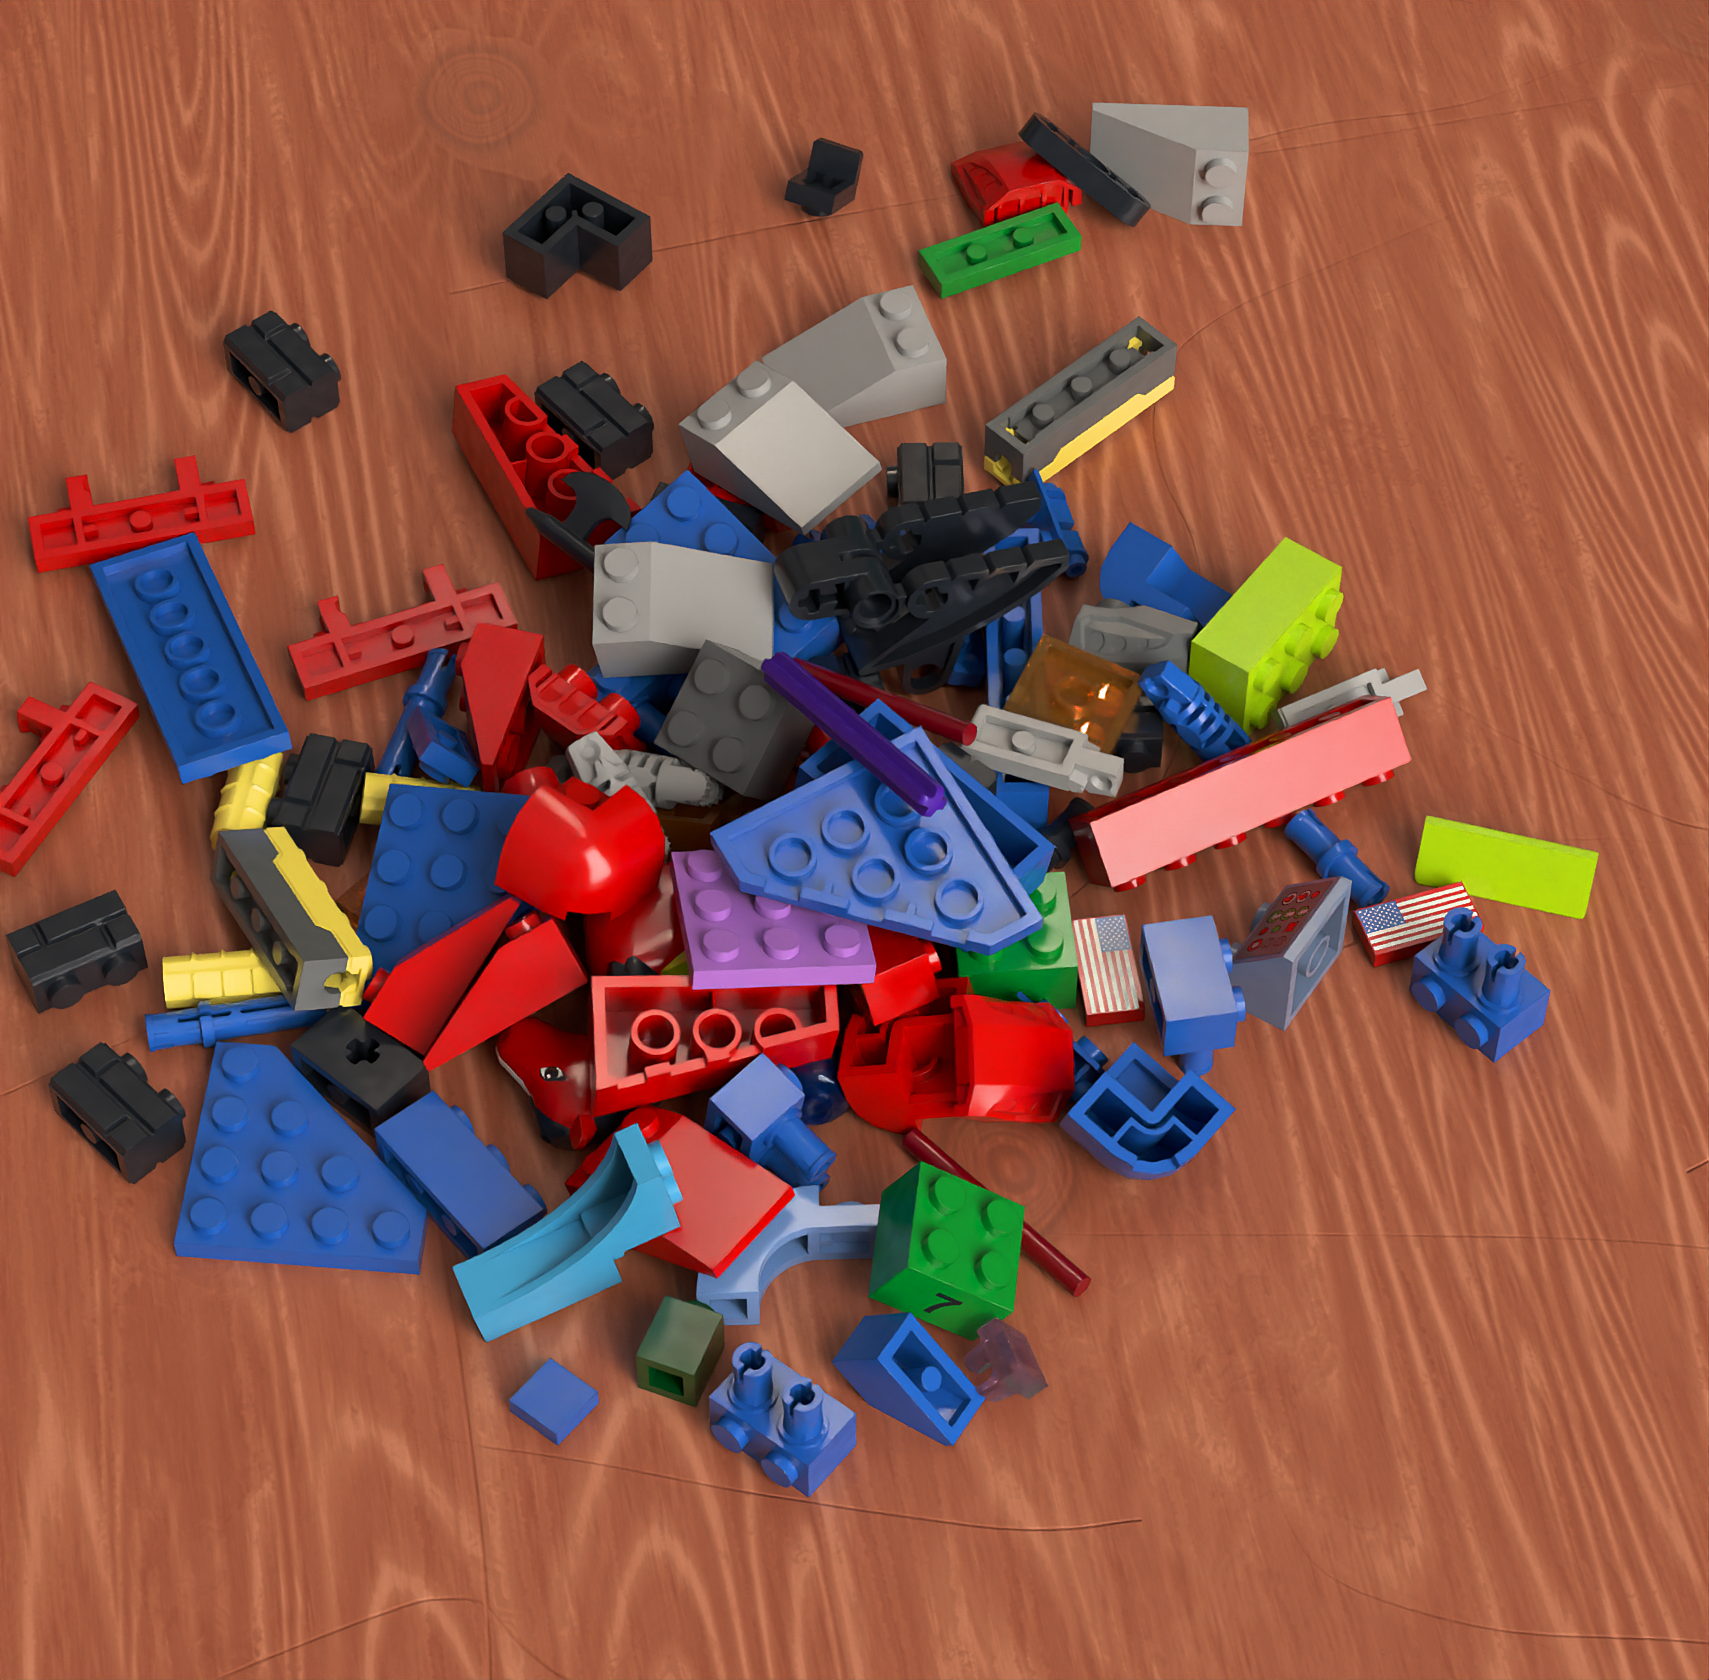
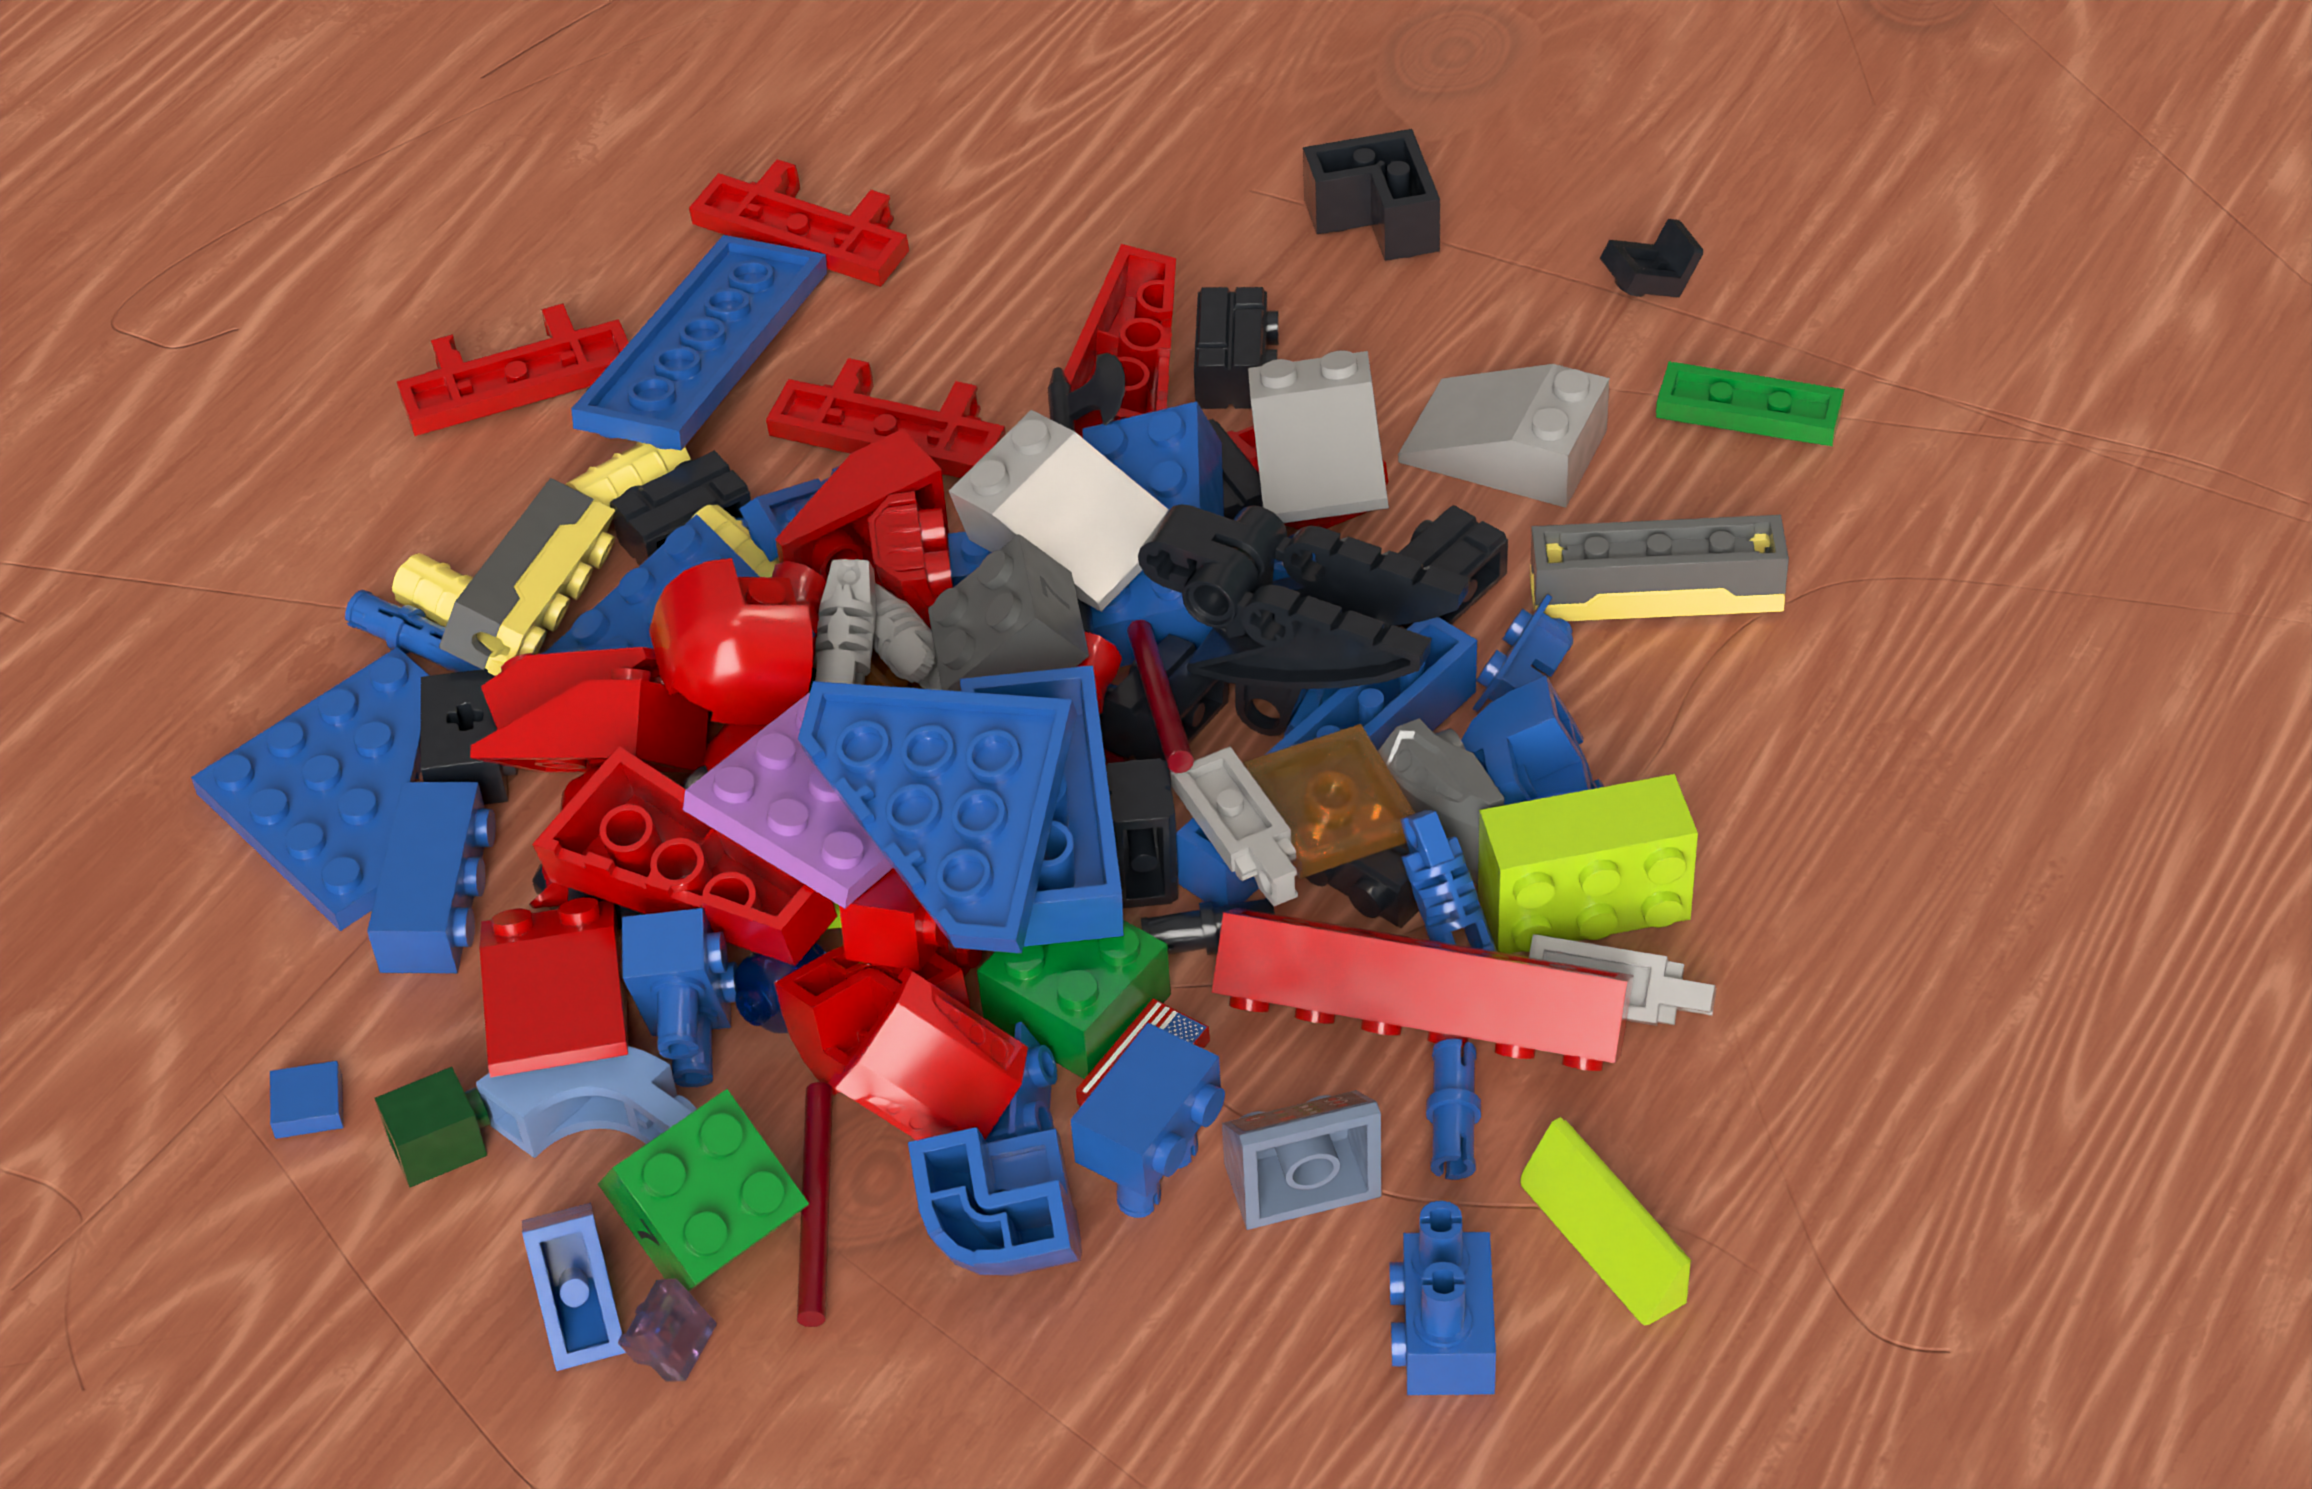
camera: 45 degrees right, 5 degrees down
(77, 952) = (378, 513): black brick -> none
(119, 1111) = (266, 652): black brick -> none
(282, 370) = (1035, 172): black brick -> none
(576, 1244) = (424, 976): dark azure arch -> none
(781, 1420) = (433, 1236): blue brick -> none
(854, 734) = (1003, 671): dark purple axle -> none
(1011, 182) = (1835, 353): red slope -> none
(1084, 169) = (1891, 371): black beam -> none
(1177, 157) = (1992, 408): light grey slope -> none
(1408, 923) = (1512, 1220): tile -> none

